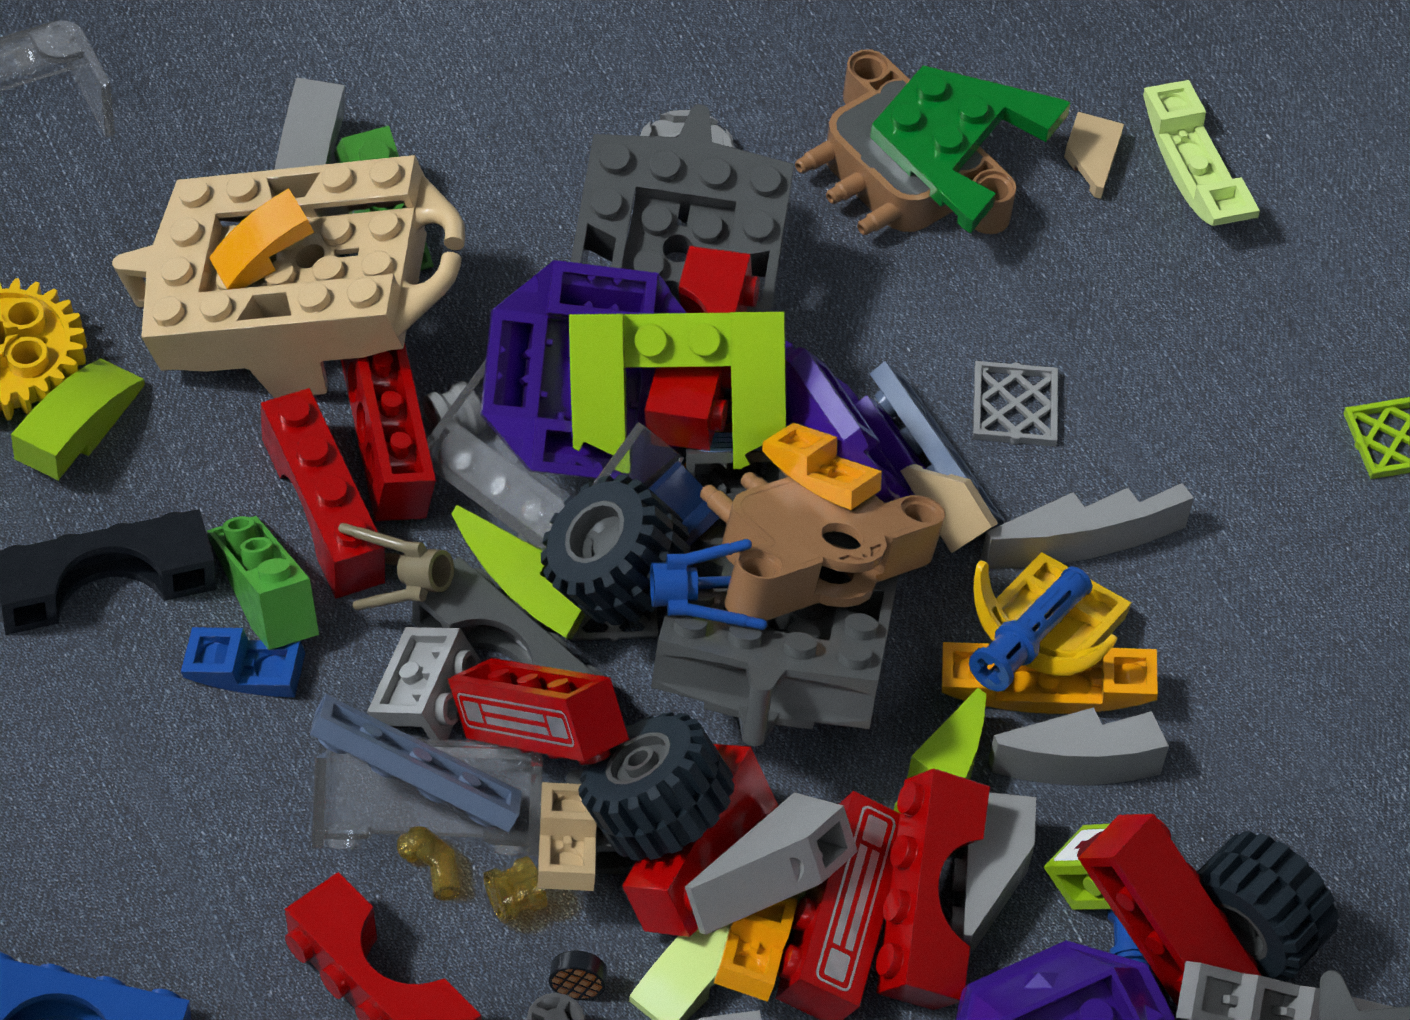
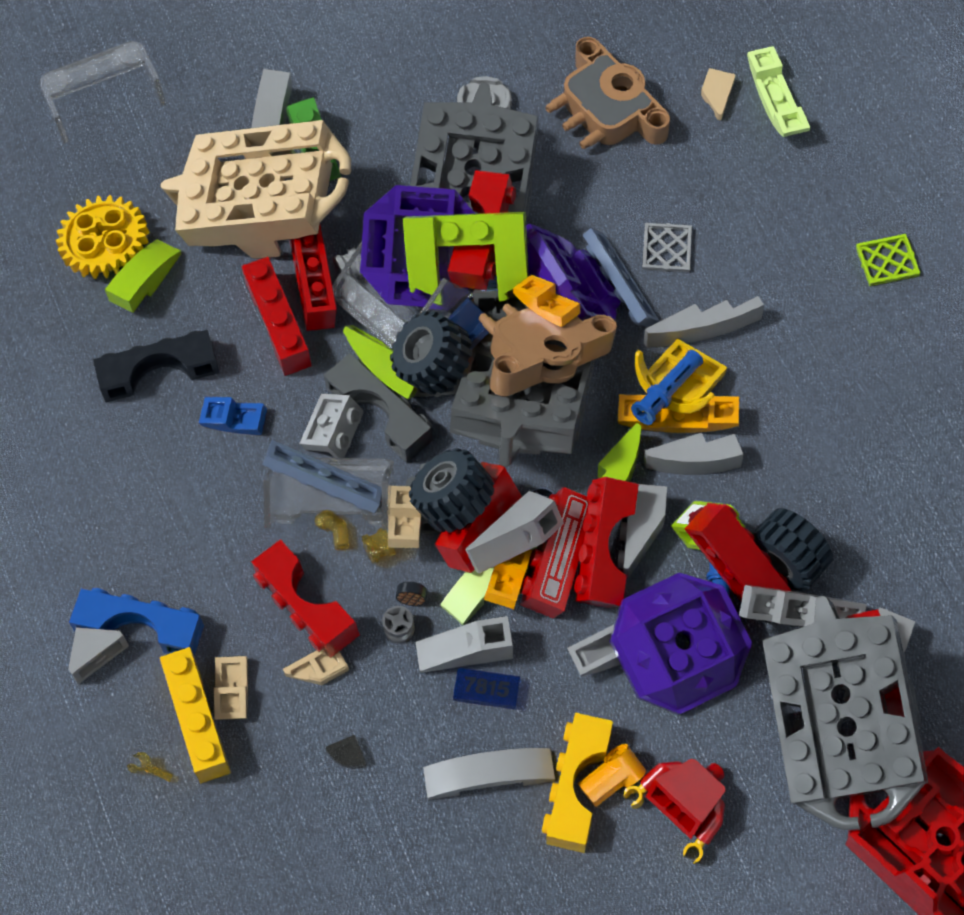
camera: 10 degrees right, 10 degrees up
(265, 581) = (244, 369): bright green slope -> none
(266, 231) = (242, 167): light orange slope -> none
(417, 568) = (325, 361): dark tan plant -> none
(539, 709) = (389, 445): red brick -> none
(676, 584) = (462, 374): blue plant -> none
(945, 119) = (629, 79): green wing -> none
(964, 507) = (626, 313): tan tile -> none

